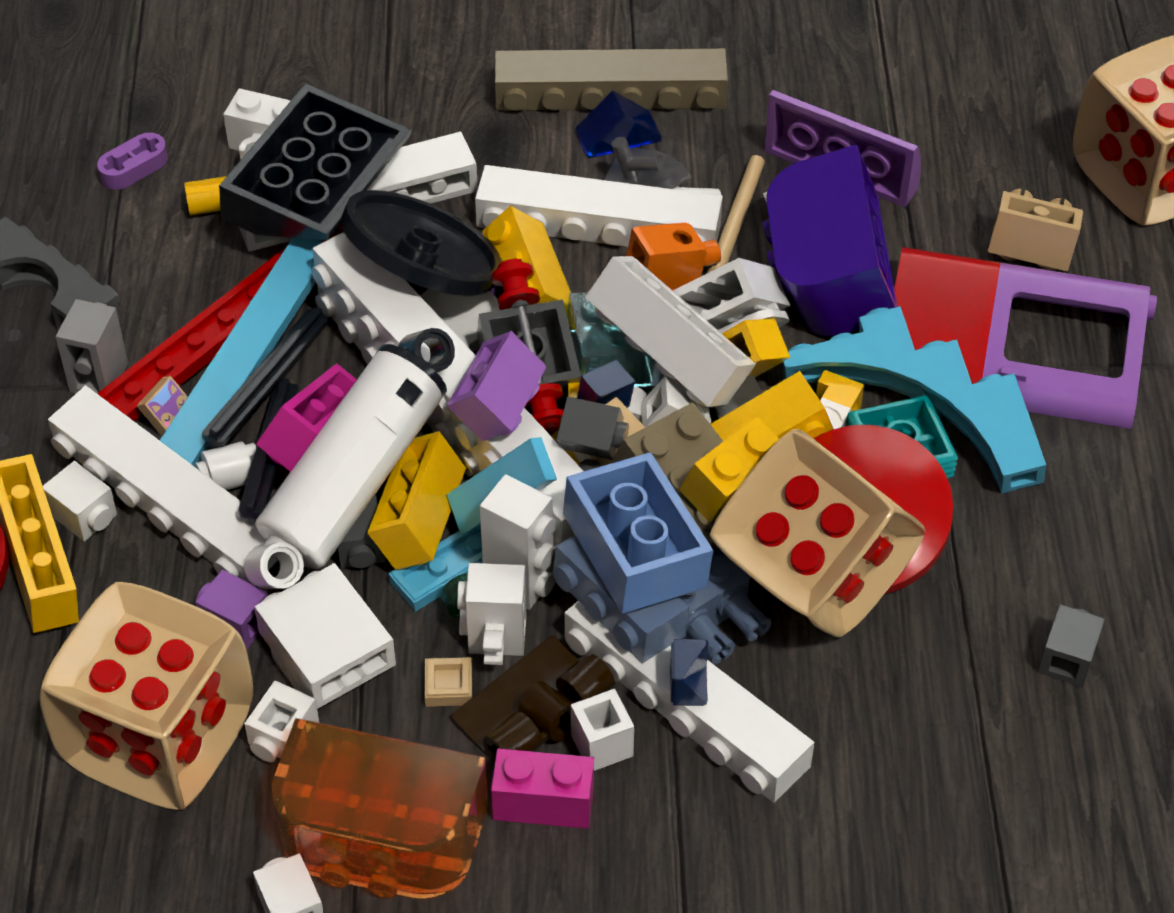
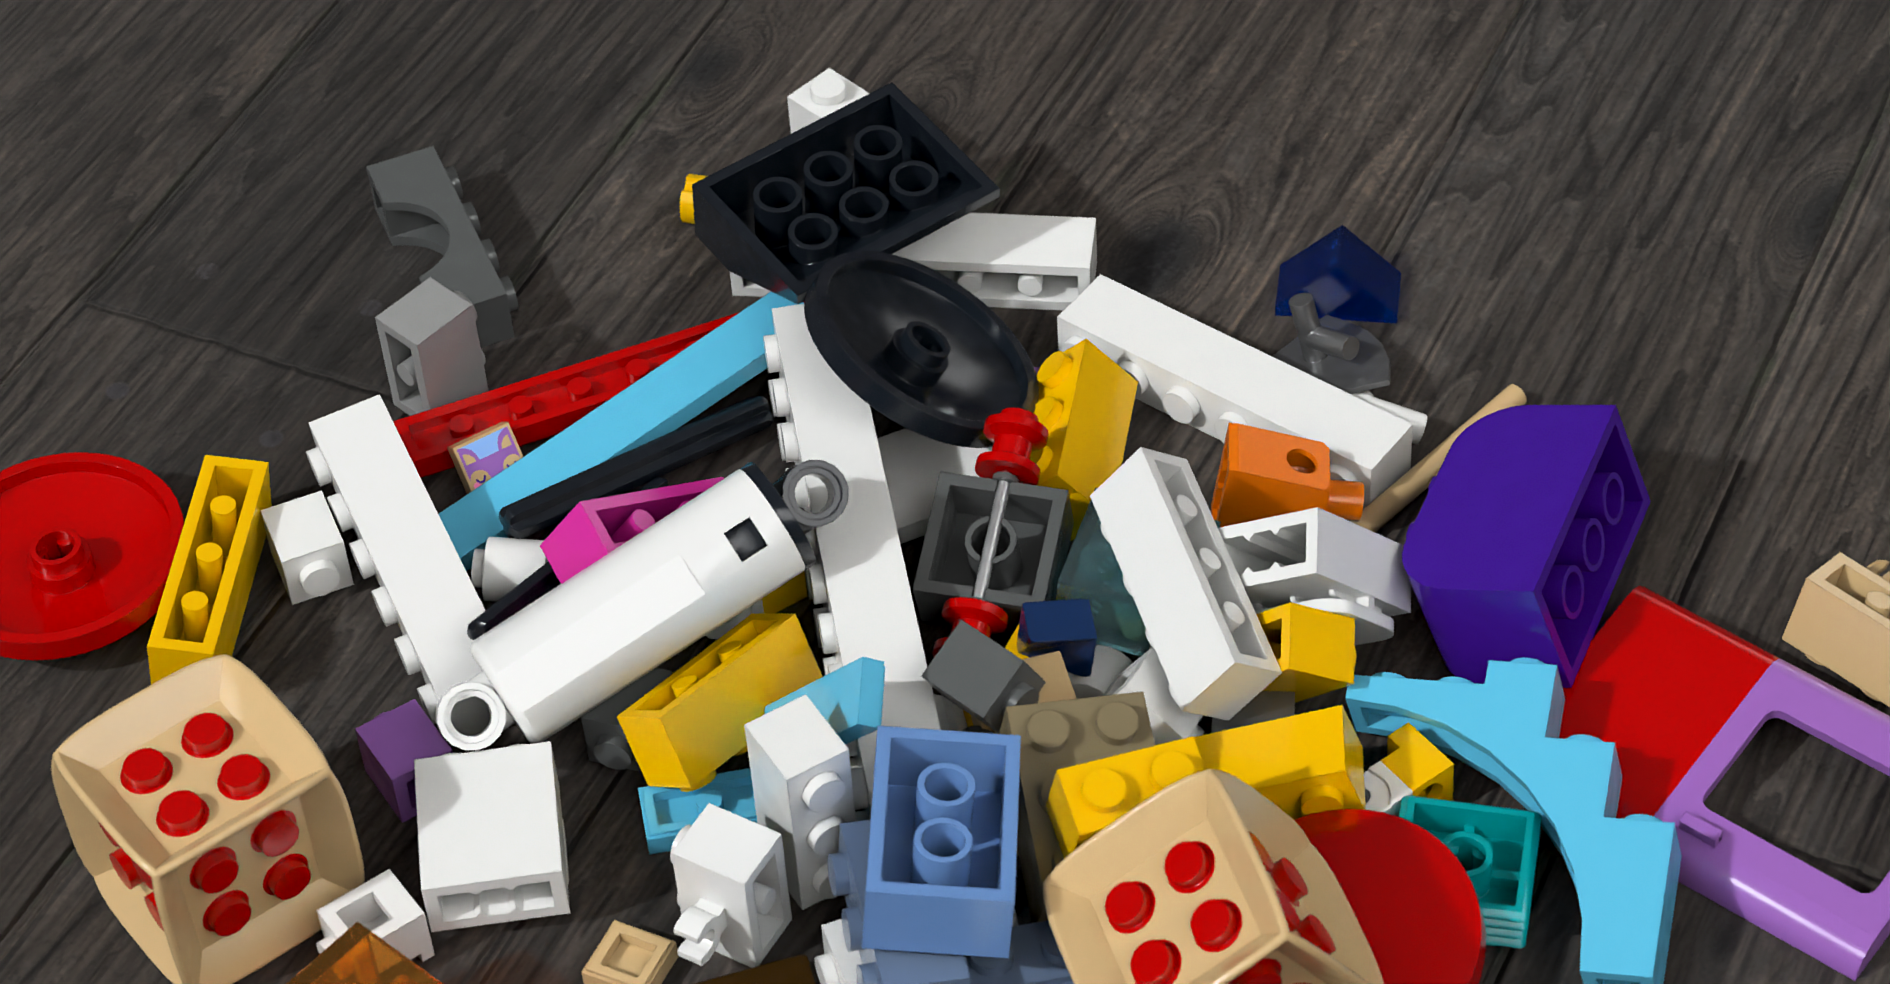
camera: 30 degrees right, 5 degrees down
(132, 161) = (652, 126): medium lavender beam -> none
(497, 386) = (879, 574): medium lavender brick -> none
(586, 77) = (1403, 218): dark tan brick -> none
(805, 131) = (1670, 440): medium lavender slope -> none

